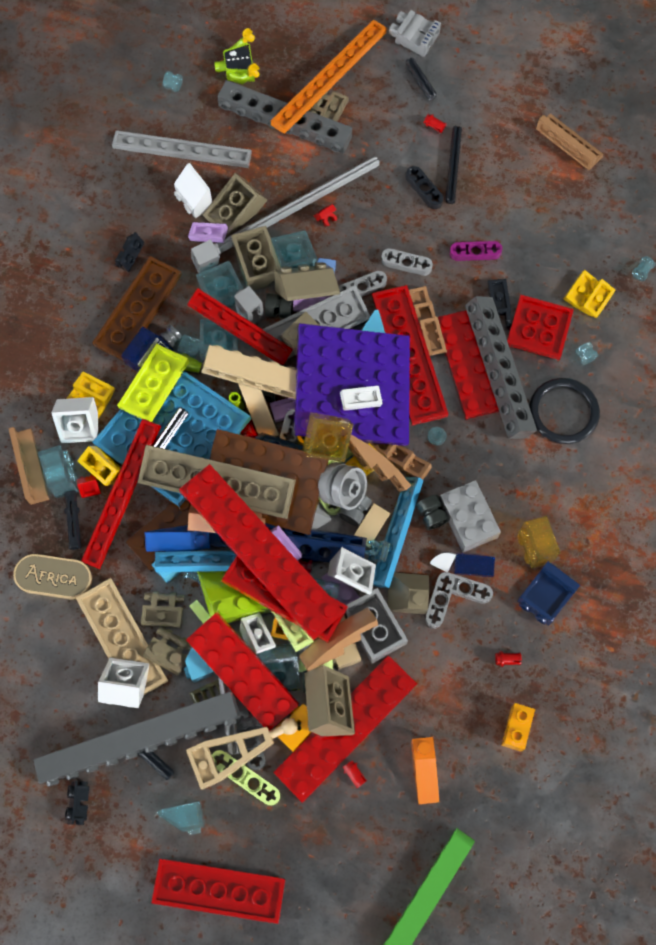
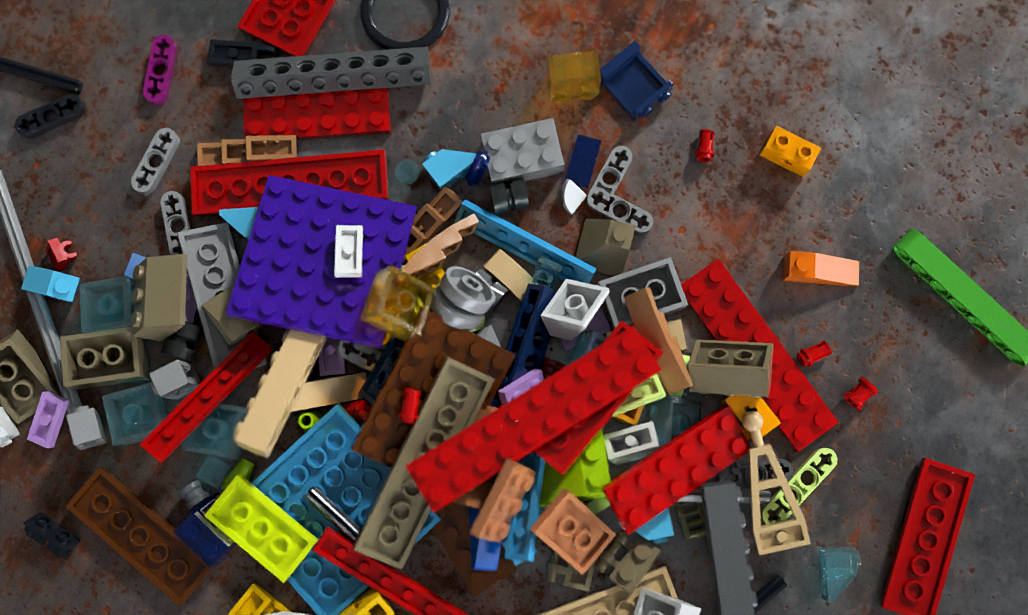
camera: 75 degrees left, 10 degrees up
(182, 599) = (573, 531): none -> nougat plate
(195, 540) = (503, 502): none -> nougat plate
(254, 461) = (410, 405): none -> red pin
(302, 213) = (50, 283): none -> medium azure slope
(328, 817) = (860, 393): none -> red bush
(446, 464) = (447, 166): none -> medium azure slope
(449, 484) = (477, 168): none -> clear blue axle

